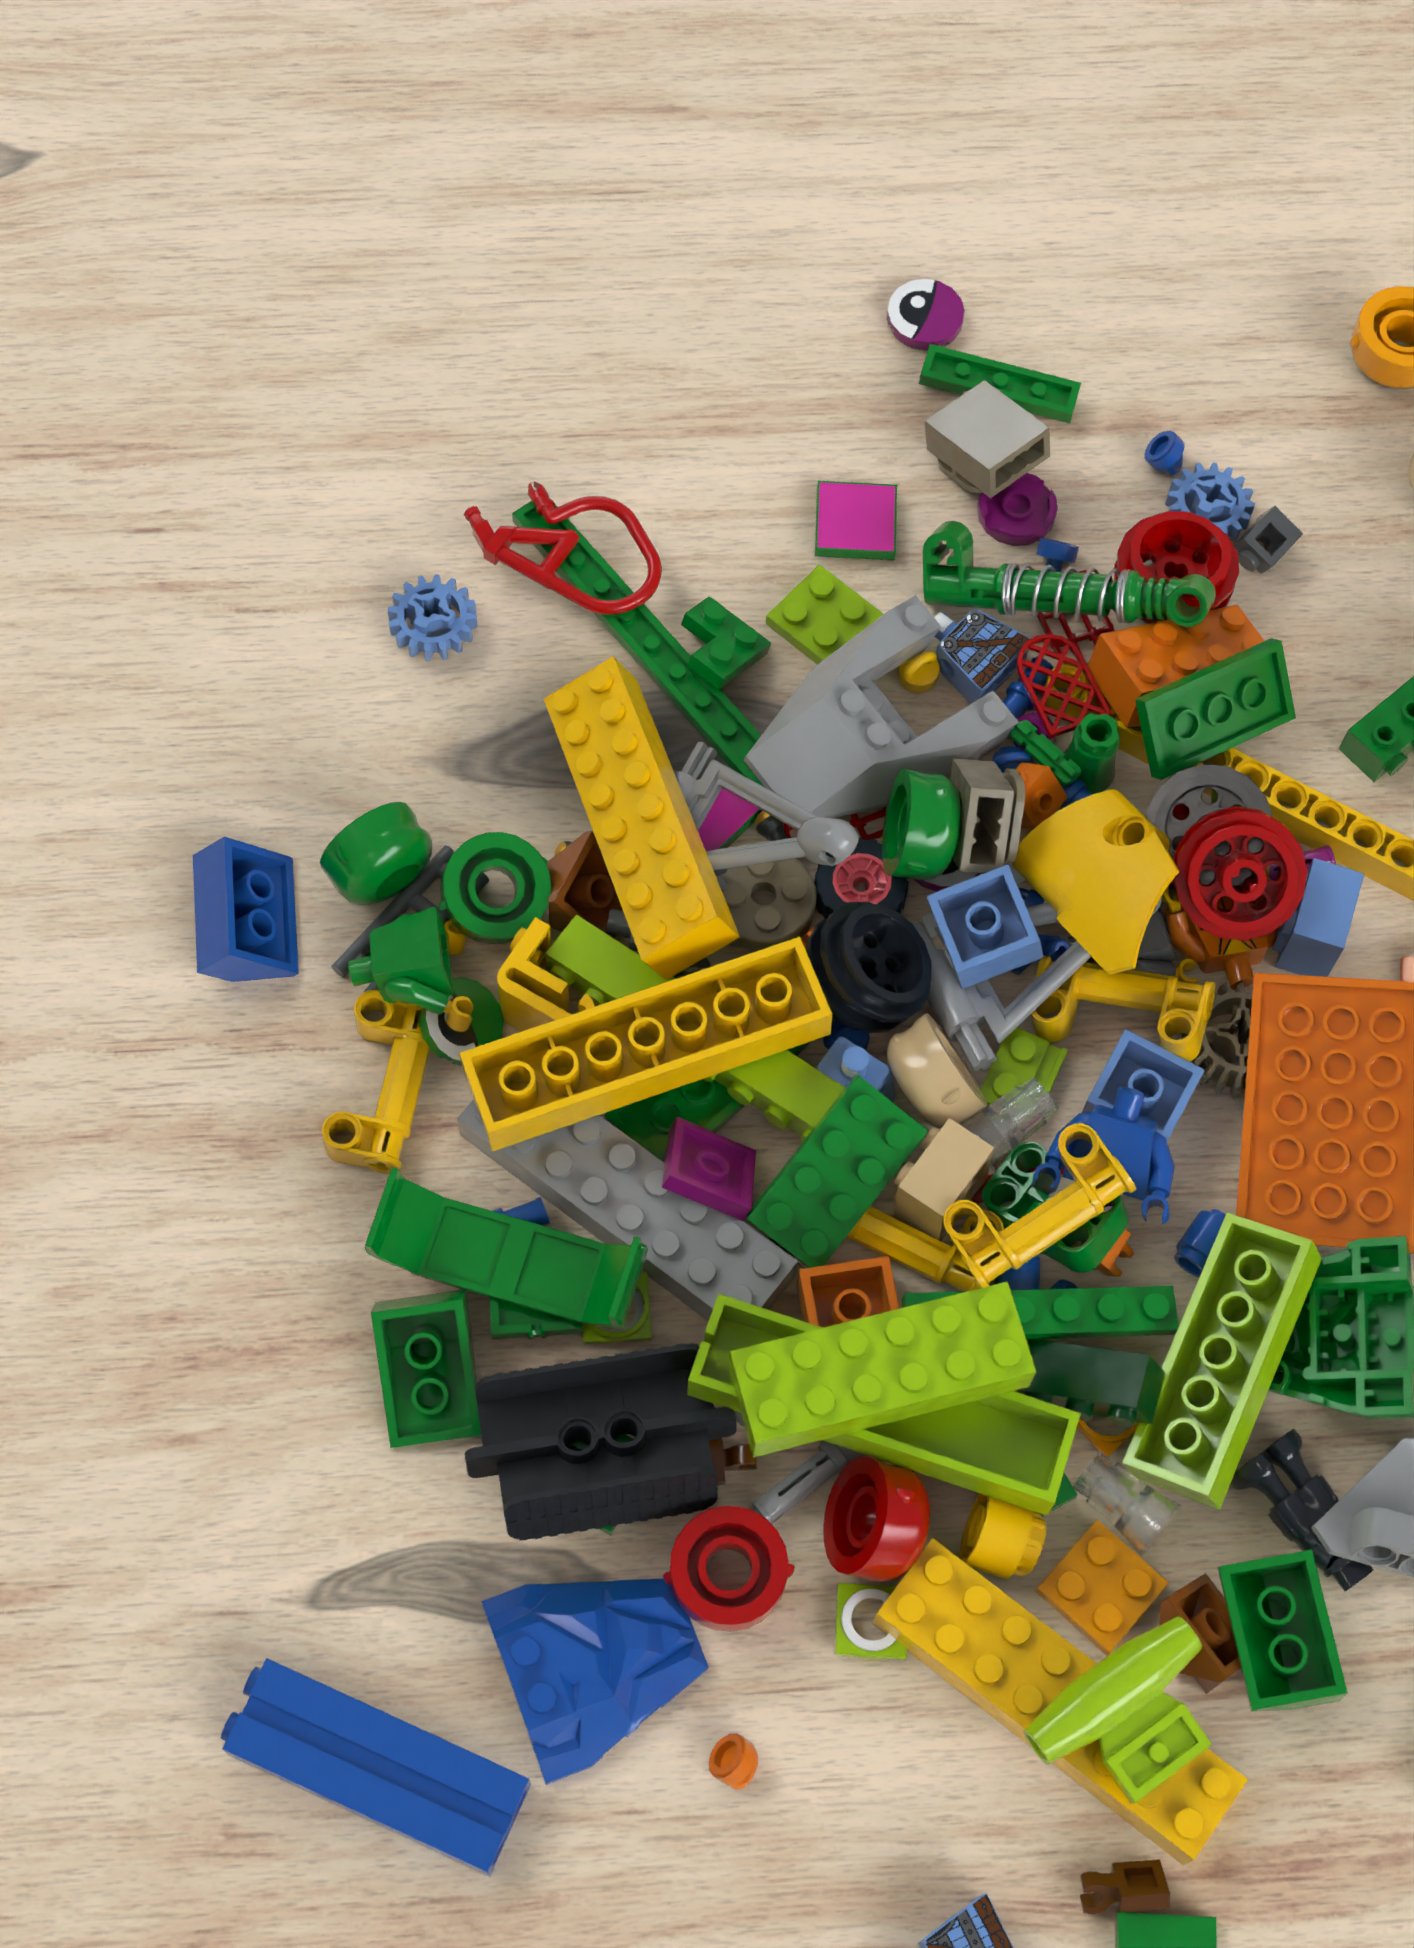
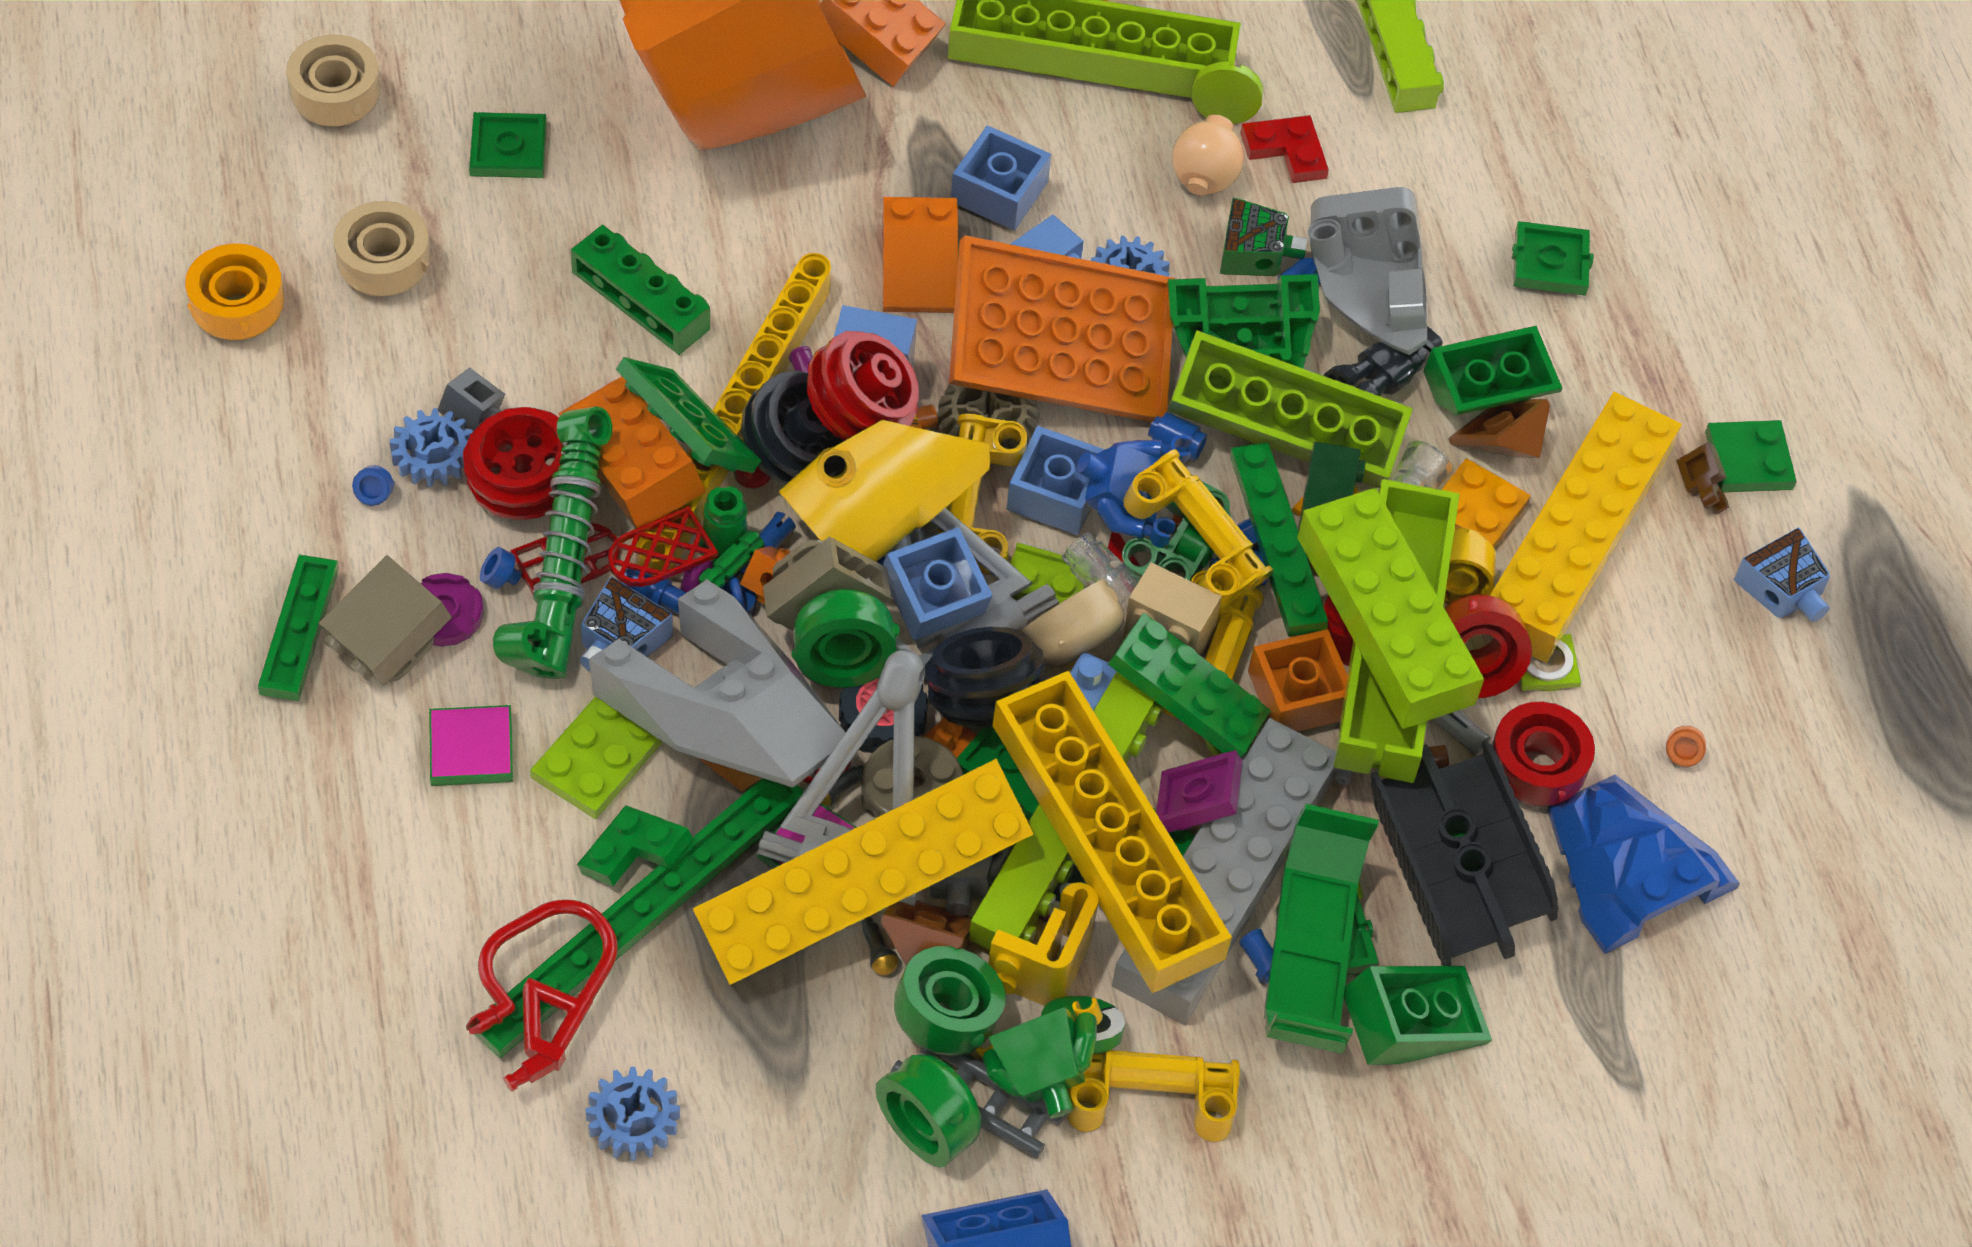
camera: 100 degrees left, 10 degrees down
(376, 1766) = (1765, 1008): blue brick -> none
(925, 313) = (210, 699): tile -> none
(1122, 1704) = (1595, 455): lime plate -> none

